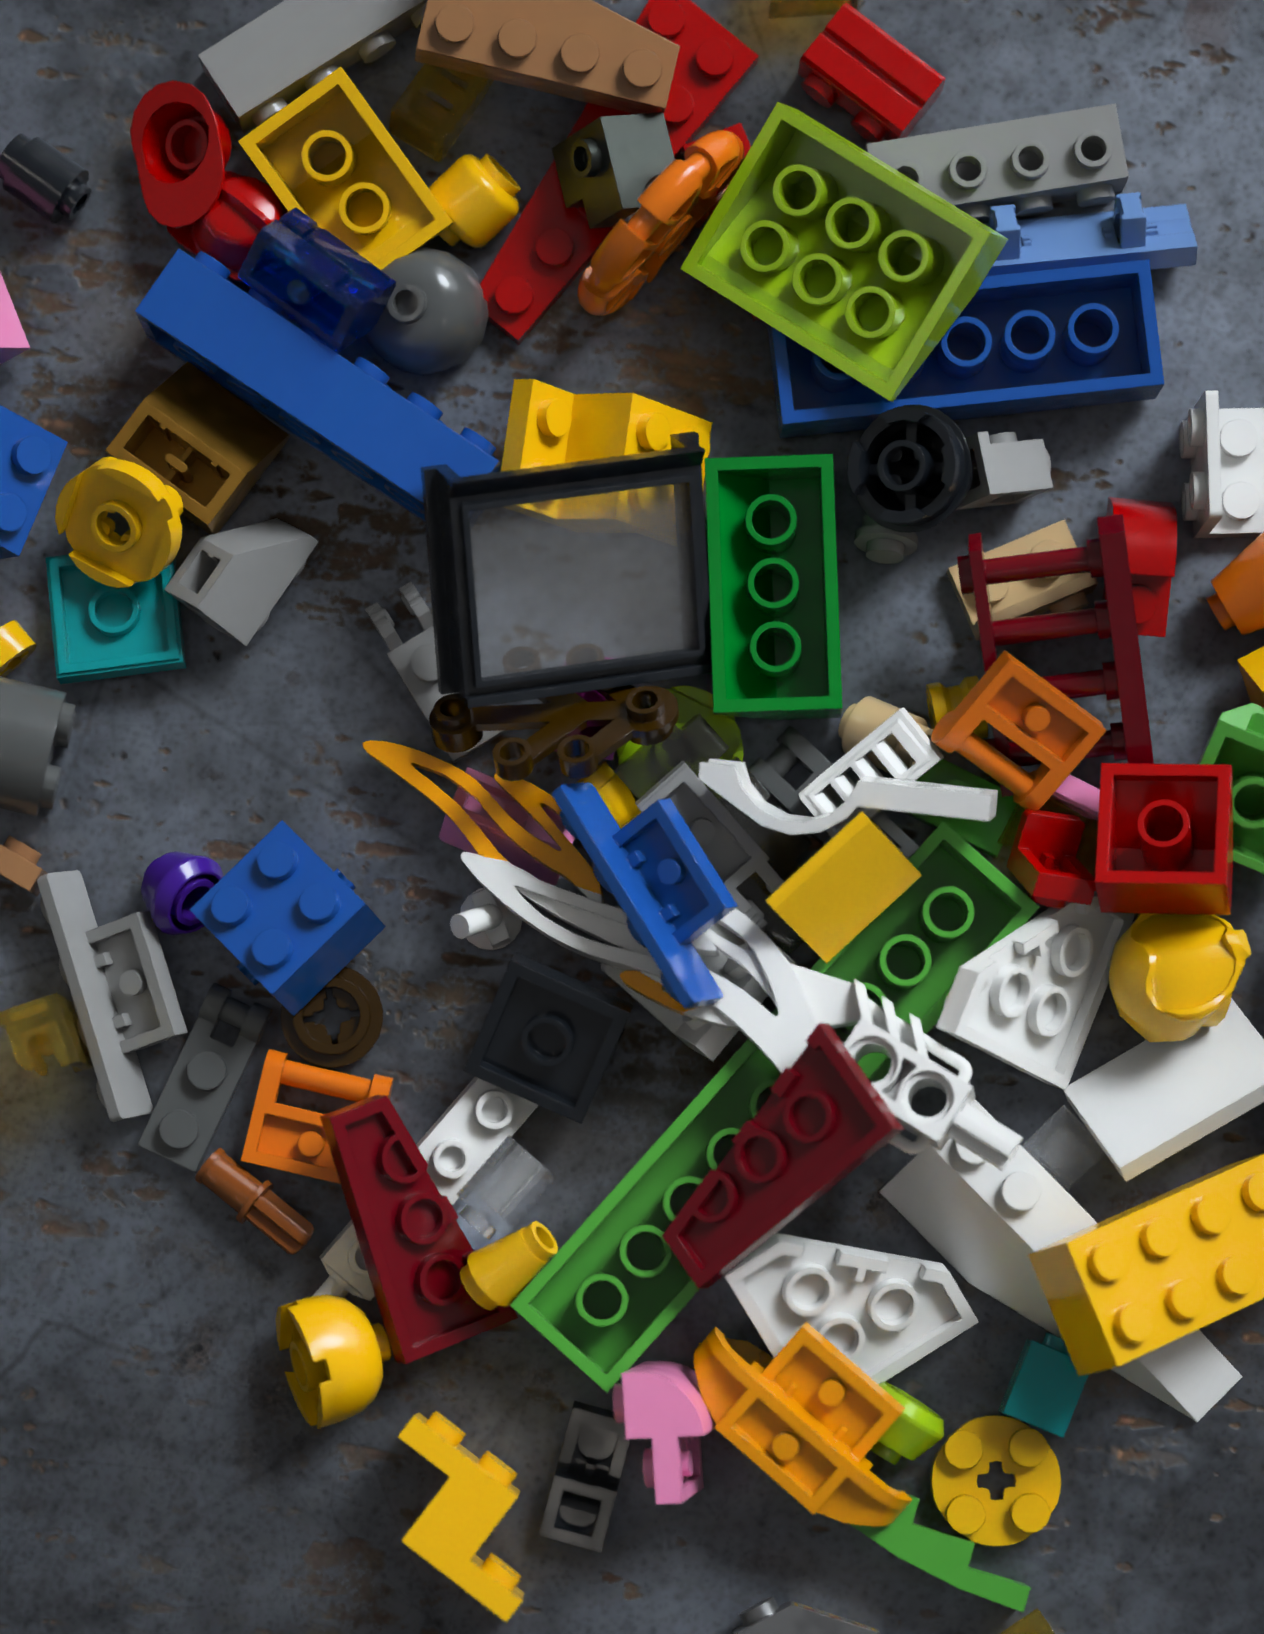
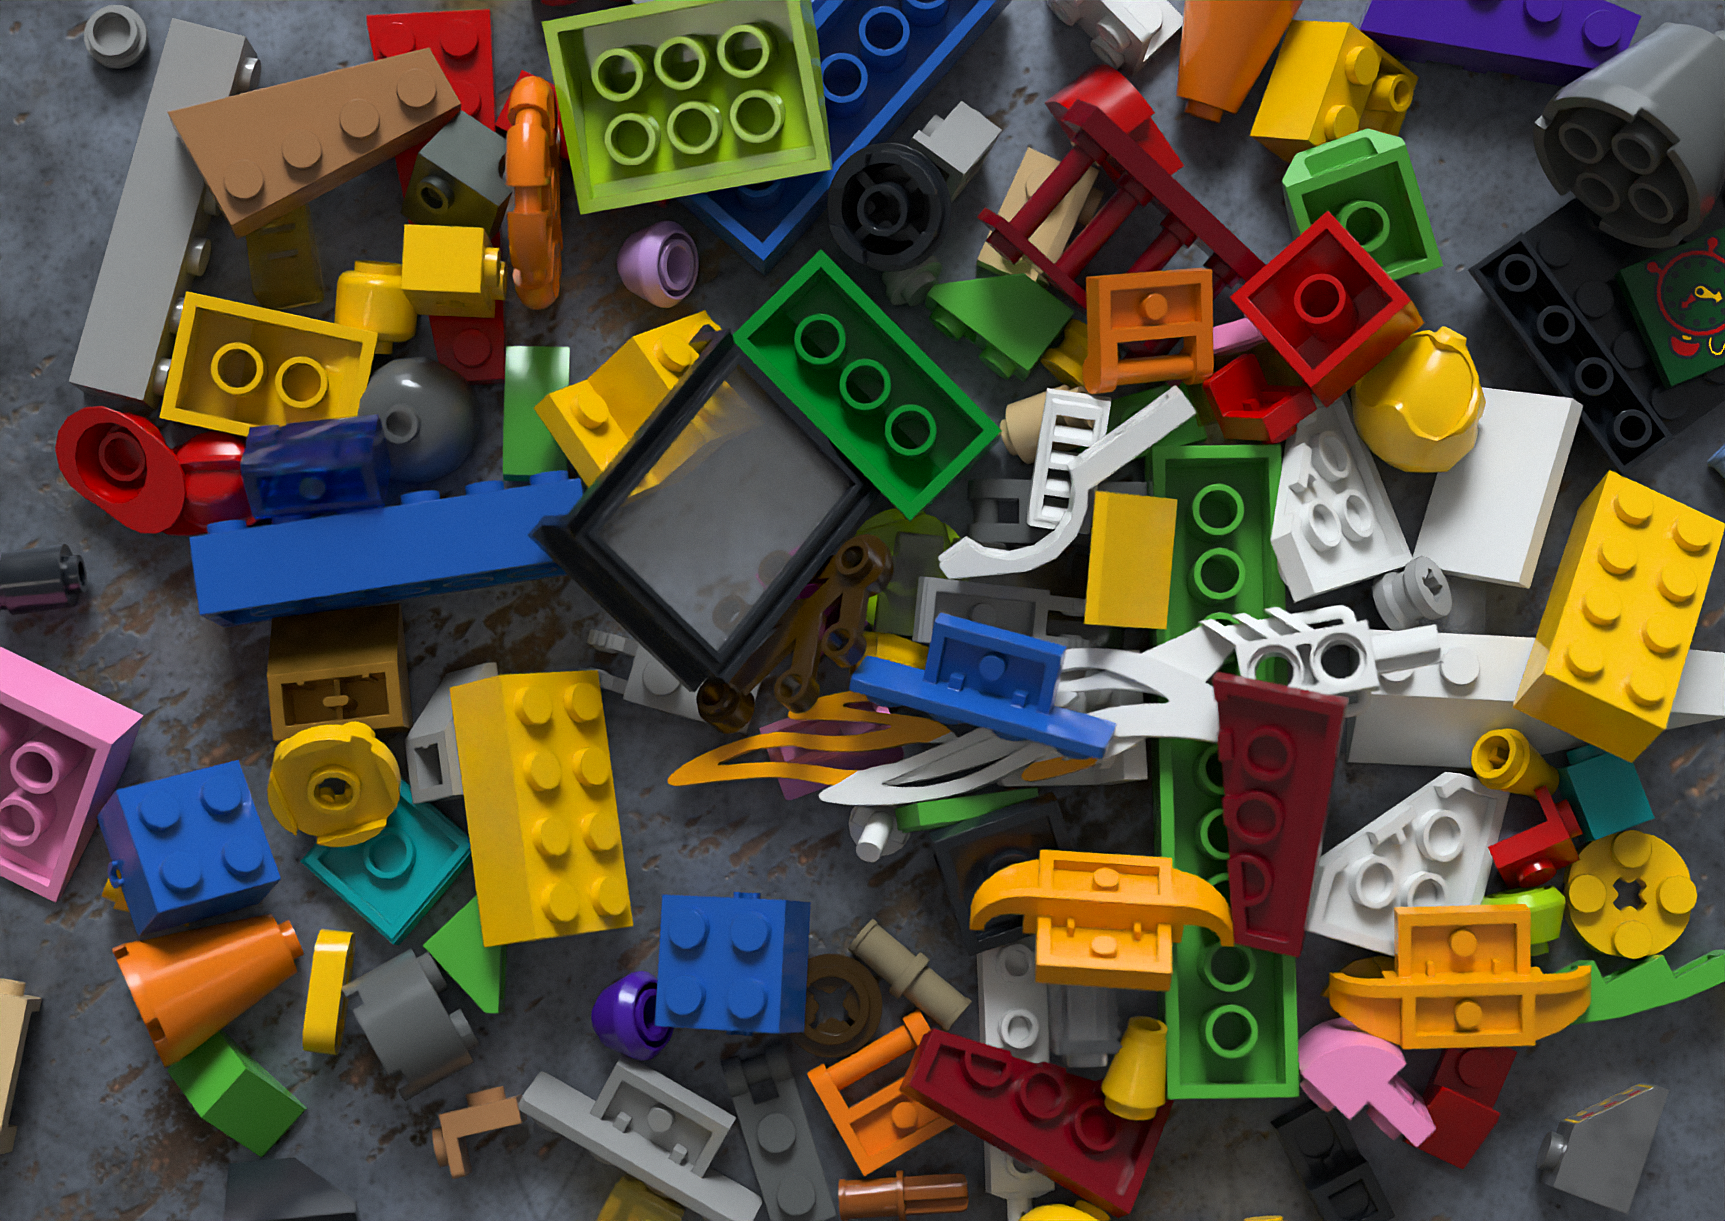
camera: 45 degrees left, 0 degrees up
(114, 735) = (474, 967): none -> bright green slope
(253, 675) = (540, 806): none -> yellow brick
(408, 1047) = (909, 975): none -> dark tan pin
(535, 355) = (529, 377): none -> bright green slope
(542, 949) = (951, 811): none -> bright green tile
(546, 226) = (452, 271): none -> yellow brick
(584, 1126) = (1103, 915): none -> light orange plate
(708, 358) = (659, 263): none -> lavender cone
(729, 1515) = (1462, 1100): none -> red slope
(928, 629) = (1003, 316): none -> bright green slope
(959, 1385) = (1538, 852): none -> red bracket
(995, 1302) = (1511, 764): none -> yellow cone
(1038, 1109) = (1412, 594): none -> light grey wheel

